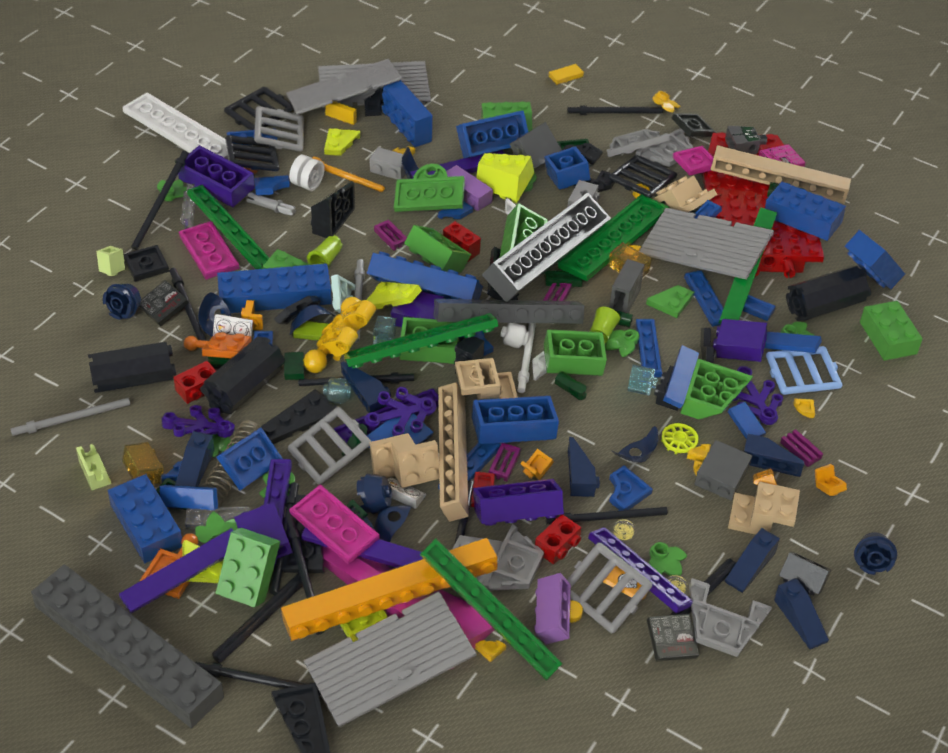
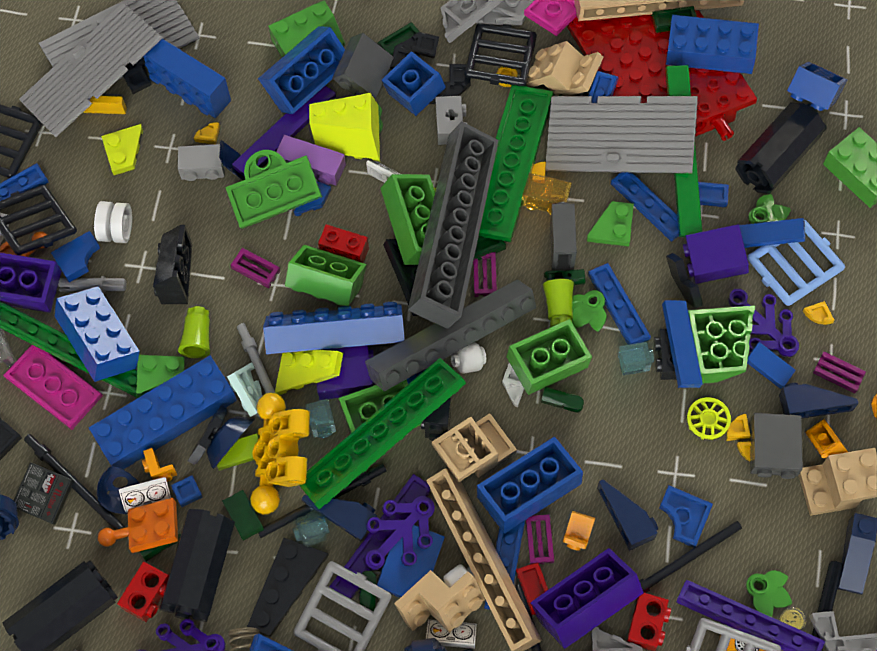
camera: 20 degrees left, 20 degrees up
(256, 225) = (96, 333): none -> brick
(299, 127) = (21, 180): light grey bar -> none
(351, 177) = (114, 196): light orange piece -> none
(523, 375) = (503, 409): white bar -> none
(624, 529) = (706, 571): clear tile -> none
(646, 445) = (682, 445): dark blue piece -> none

